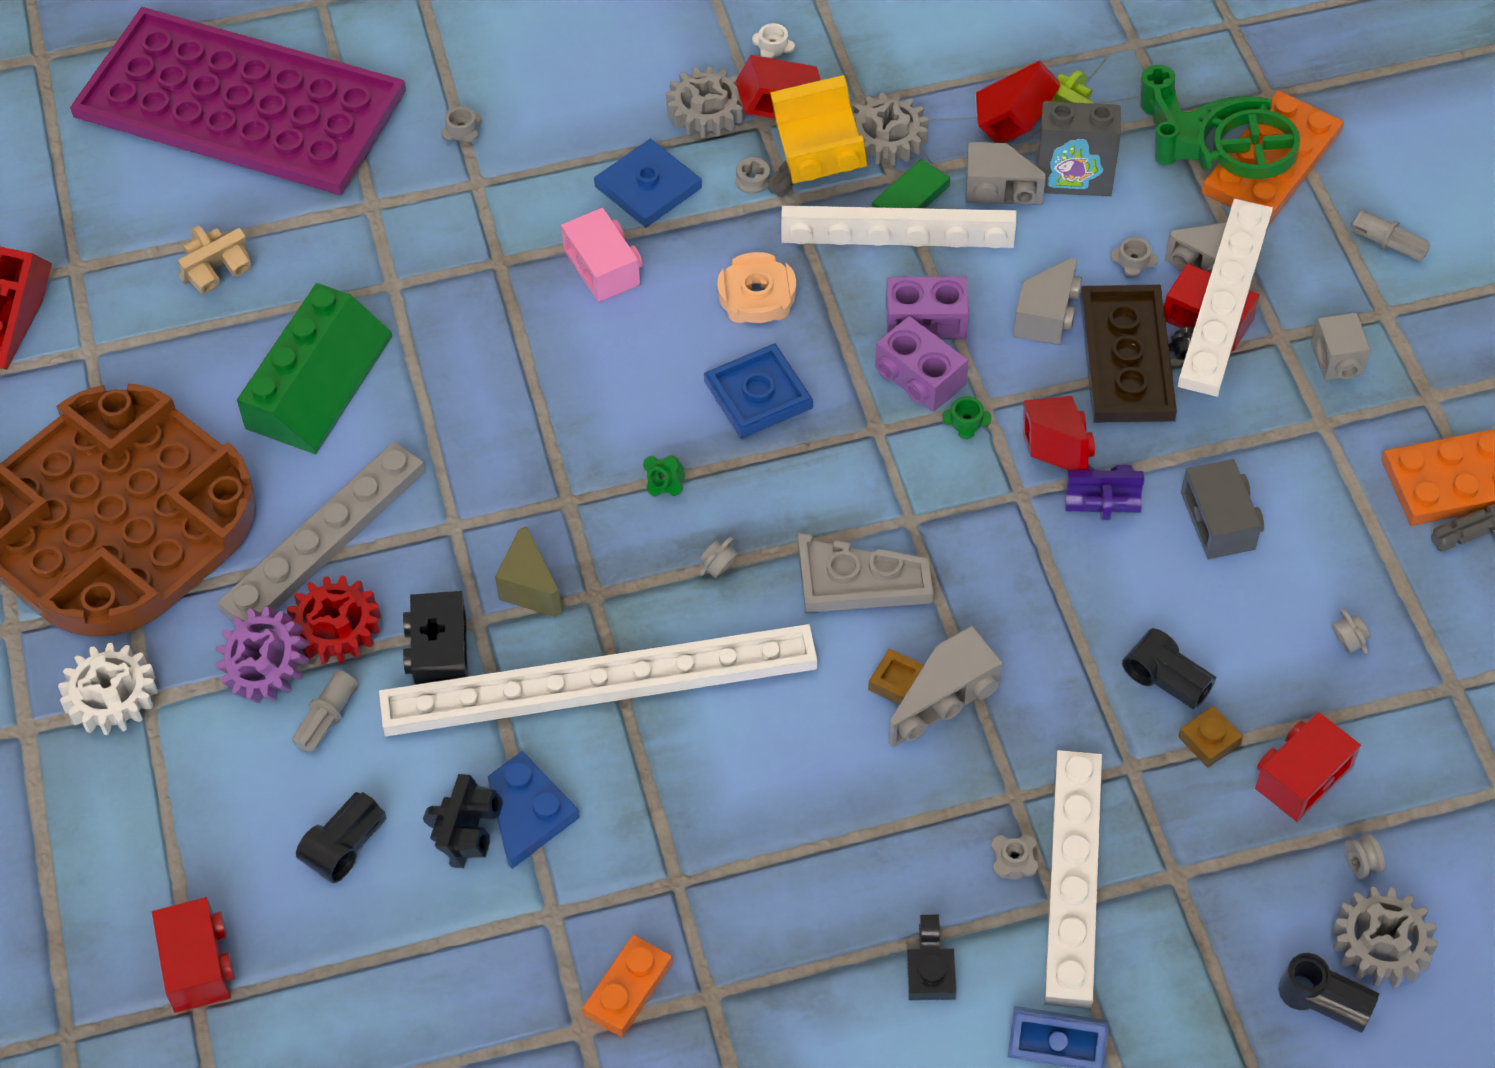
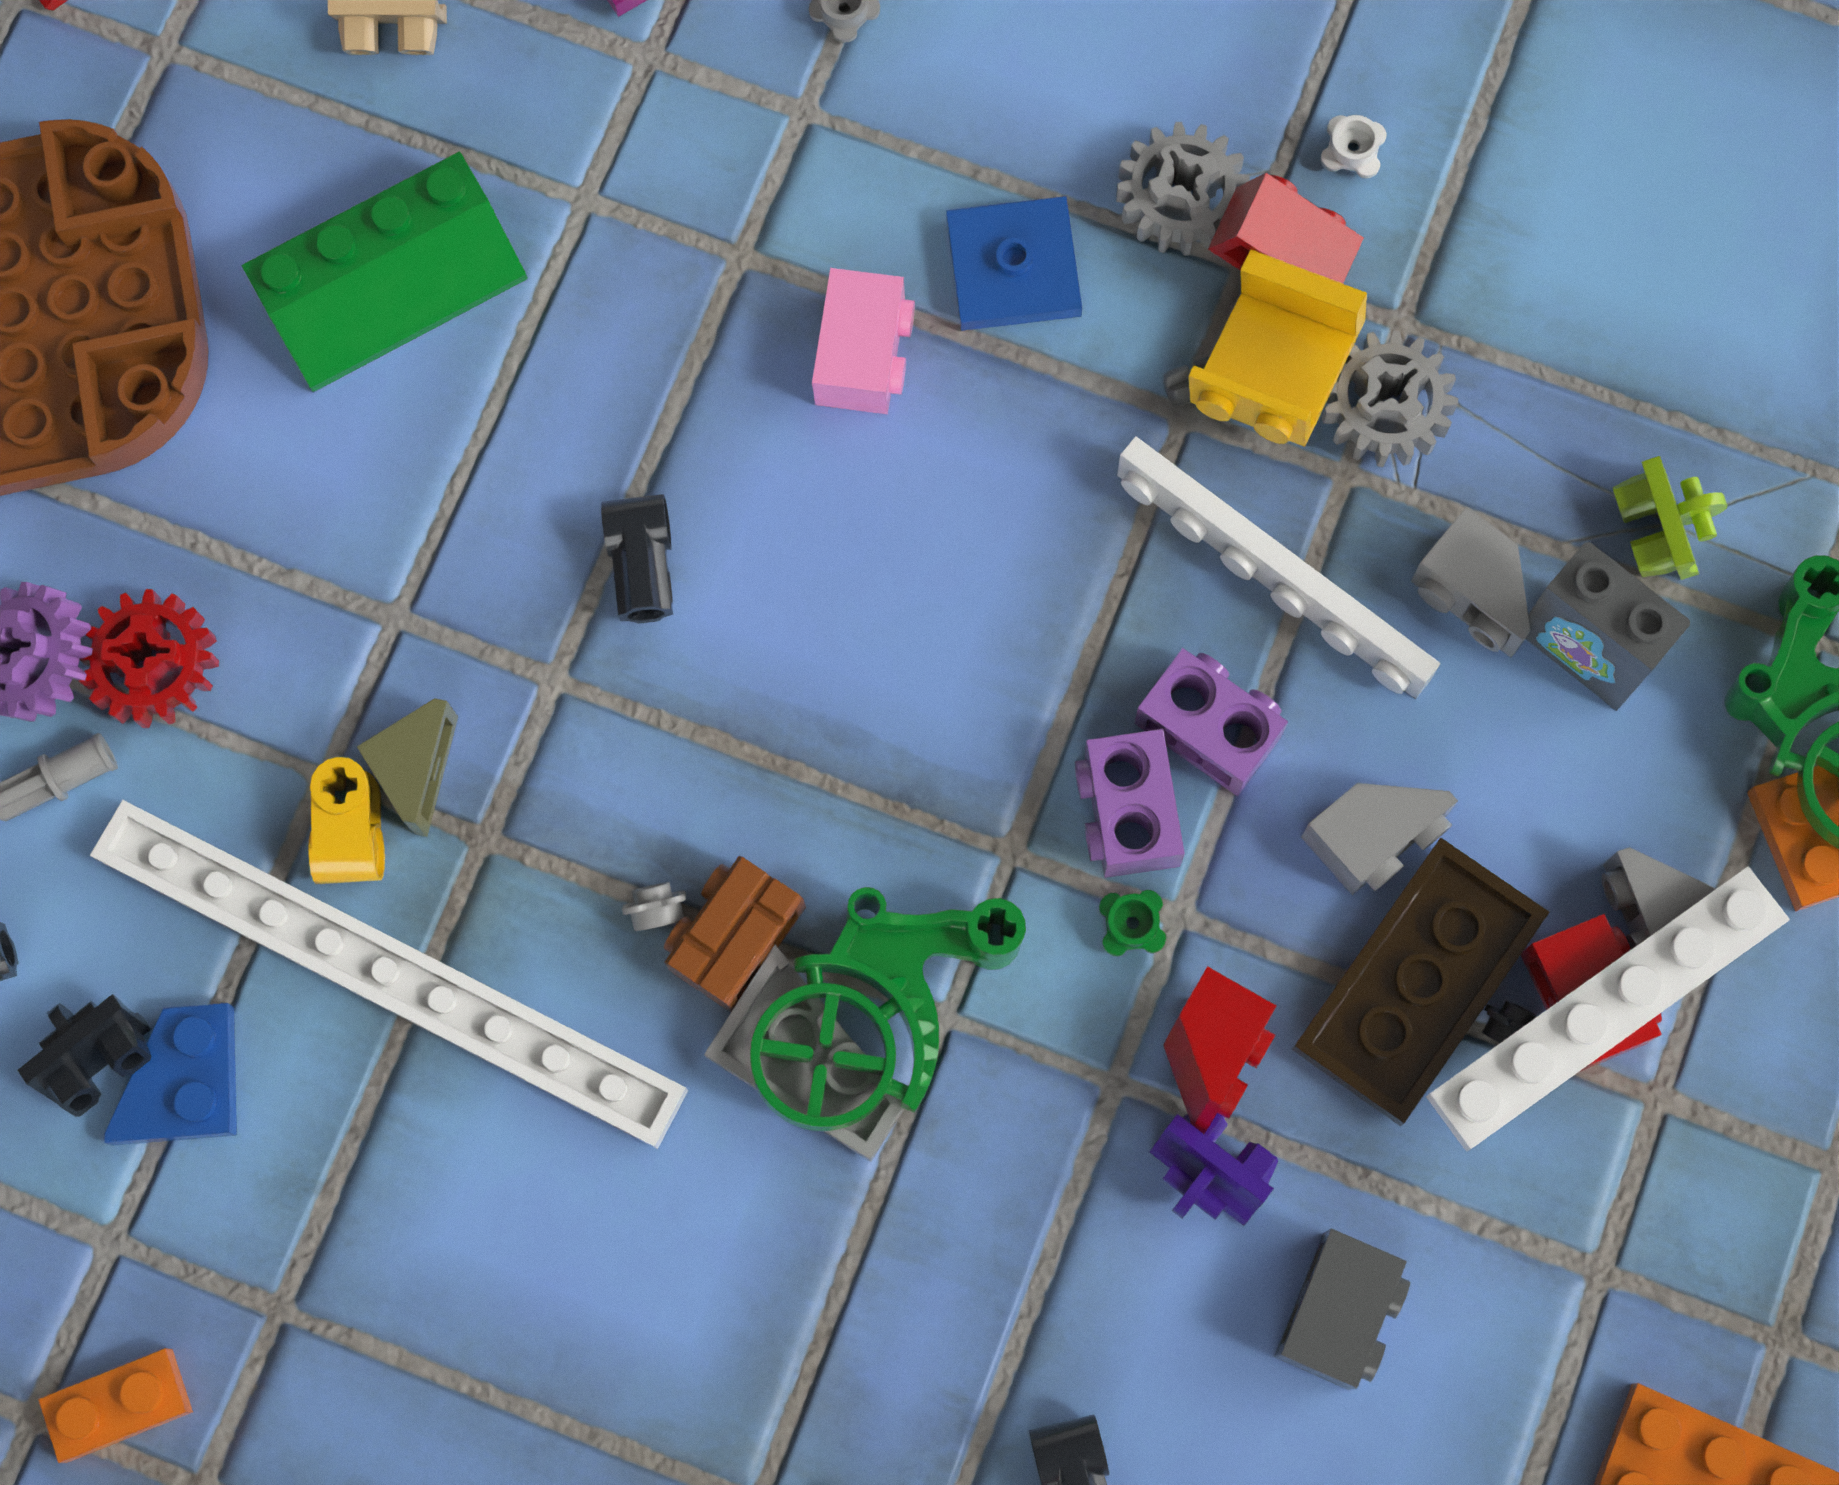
camera: 40 degrees right, 20 degrees up
(324, 533) = (230, 522): light grey plate -> none
(437, 637) = (234, 809): black brick -> none
(516, 624) = (345, 836): none -> yellow piece
(562, 405) = (638, 542): none -> black piece
(672, 471) = (684, 735): green plate -> none
(744, 170) = (1157, 328): light grey bush -> none
(758, 390) = (899, 691): blue plate -> none
(759, 306) = (1009, 498): light nougat plate -> none
(772, 543) = (732, 931): none -> dark orange brick
(861, 507) = (889, 957): none -> green piece
(894, 676) = (736, 1241): pearl gold plate -> none
(914, 188) = (1343, 520): green tile -> none
(950, 679) = (798, 1291): light grey slope -> none
(1015, 102) = (1585, 485): red slope -> none
(1134, 256) = (1571, 821): light grey plate -> none
(1340, 346) = (1715, 1186): light grey brick -> none

